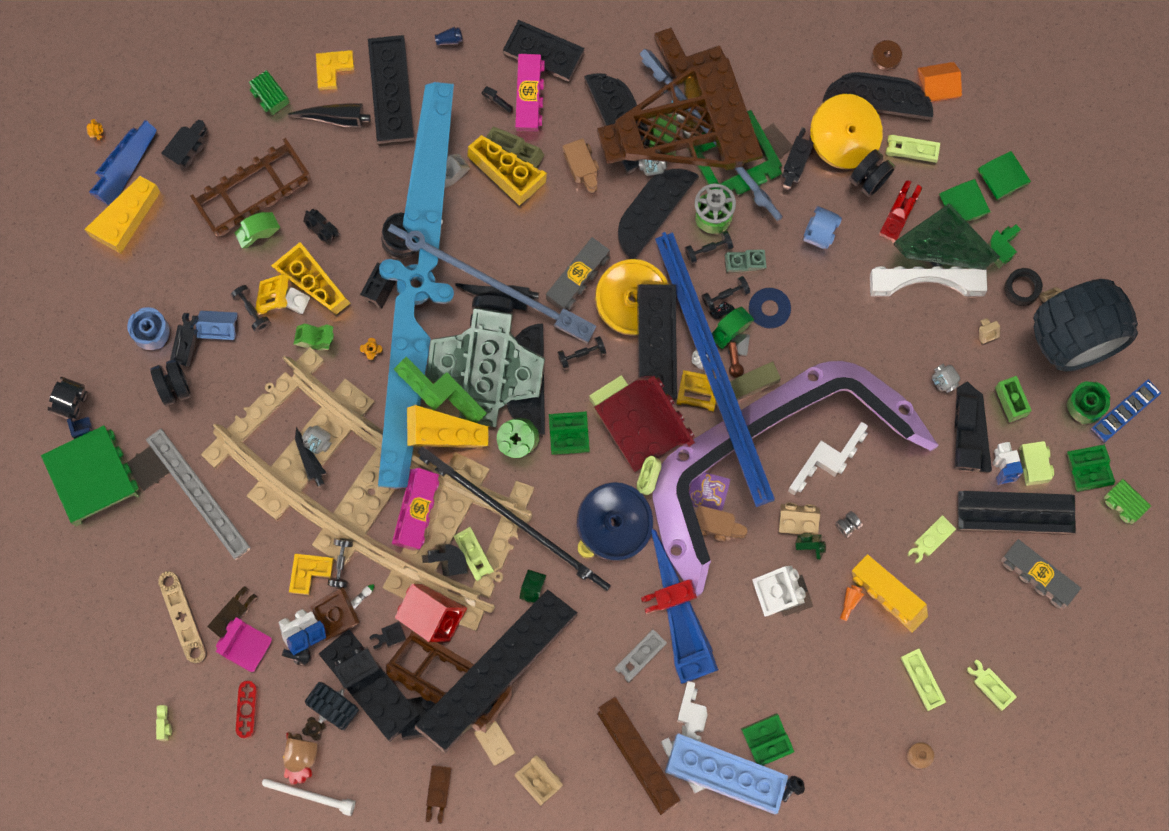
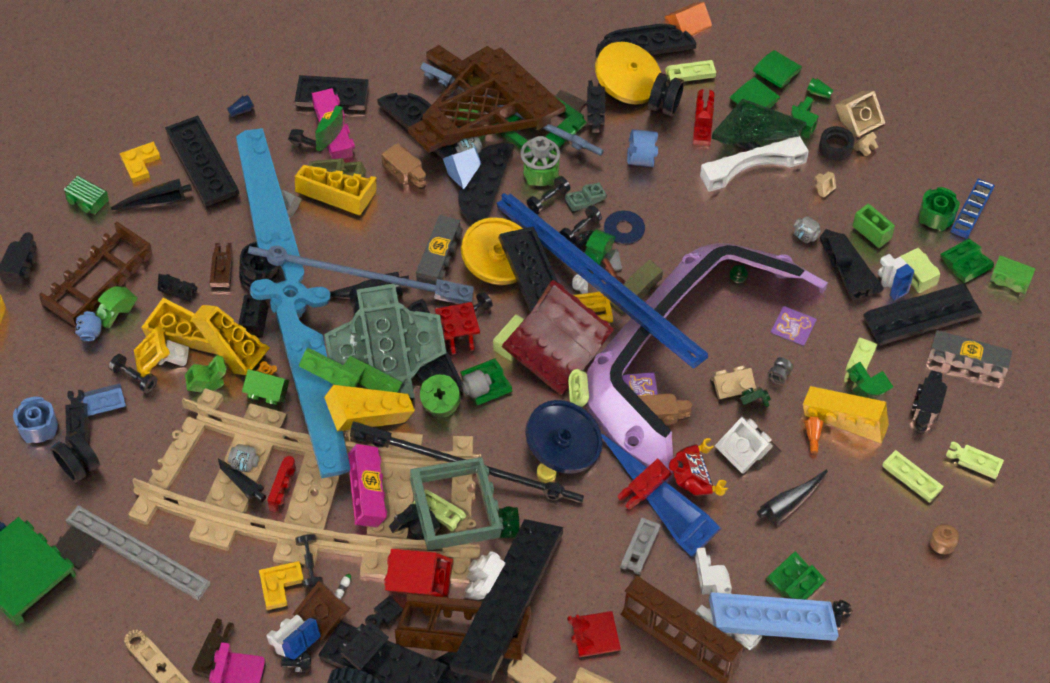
camera: 25 degrees left, 20 degrees down
(225, 244) = (88, 326): none -> medium blue head
(345, 471) = (281, 482): none -> red hinge
(347, 316) = (230, 340): none -> yellow wedge
(364, 367) = (266, 386): none -> bright green brick
(369, 218) = (221, 266): none -> reddish brown hinge
(488, 637) = (483, 575): none -> white plate
(515, 109) = (329, 129): none -> green slope
(519, 556) = (450, 470): none -> sand green window
(555, 437) = (476, 384): none -> light grey head
(563, 365) = (458, 321): none -> red plate
(565, 725) = (595, 633): none -> red plate
(637, 187) = (462, 166): none -> slope
(717, 602) = (692, 472): none -> red torso
(791, 662) = (787, 502): none -> black piece
(828, 459) = (736, 325): white bracket -> none
(852, 407) = (736, 271): none -> dark green plate
(886, 477) = (793, 325): none -> medium lavender sticker
(892, 49) = (634, 14): reddish brown piece -> none
(927, 575) = (868, 386): none -> green brick
(977, 609) = (930, 401): none -> black hinge
(1036, 215) = (818, 88): none -> green cone
(1064, 259) = (860, 112): none -> tan slope
(1085, 325) = (907, 141): black wheel -> none

